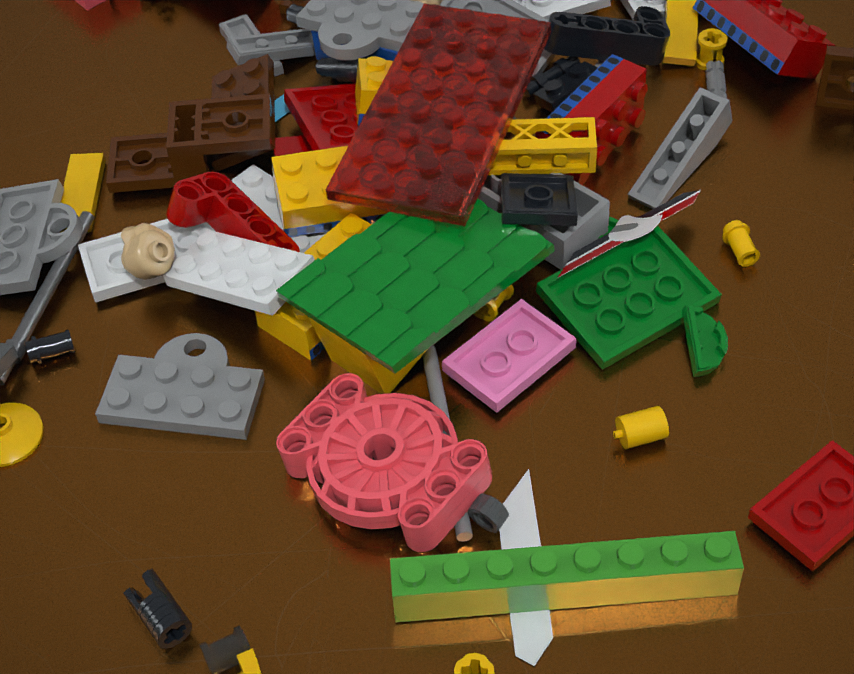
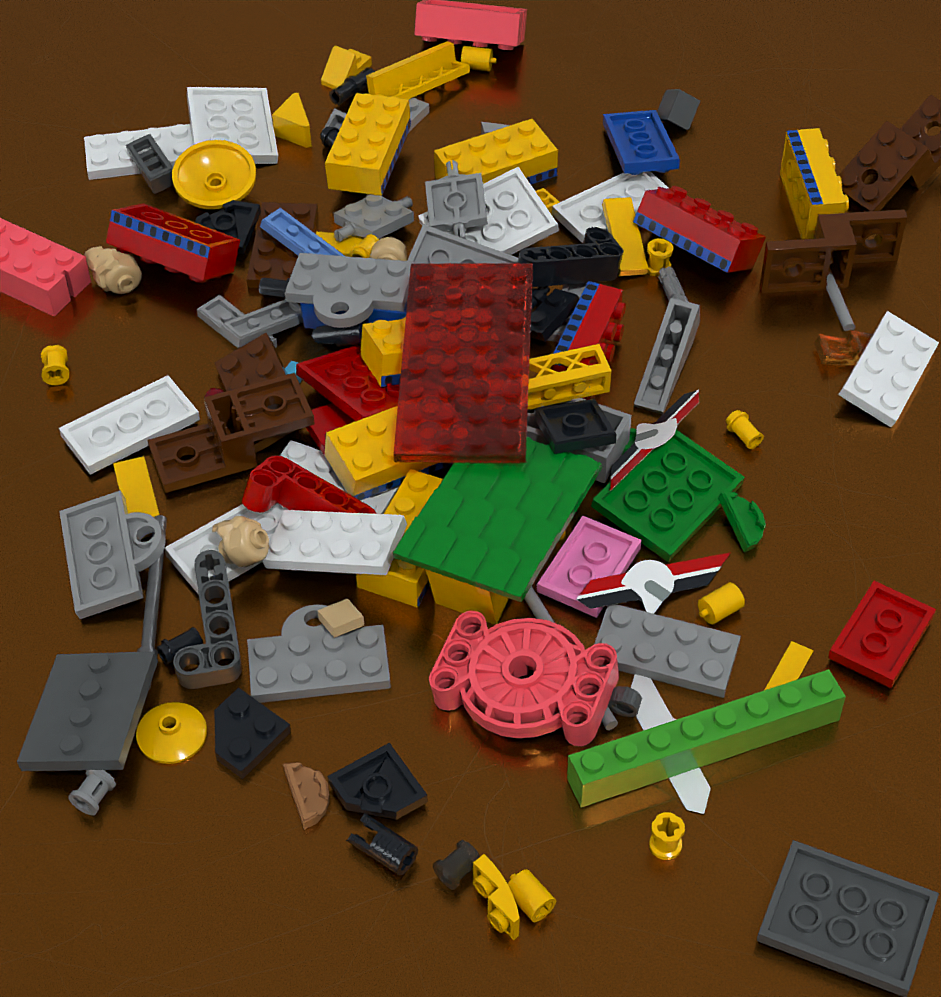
camera: 20 degrees left, 0 degrees up
(59, 56) = (54, 363): none -> yellow bush
(74, 452) = (246, 732): none -> black plate
(85, 323) = (213, 617): none -> dark grey beam
(93, 120) = (128, 423): none -> white plate
(109, 533) = (308, 791): none -> medium nougat tile
(182, 541) = (378, 785): none -> black plate
(217, 352) = (340, 618): none -> tan tile
(564, 466) = (670, 649): none -> light grey plate
(571, 387) = (651, 582): none -> sticker
(702, 515) = (790, 665): none -> yellow sticker

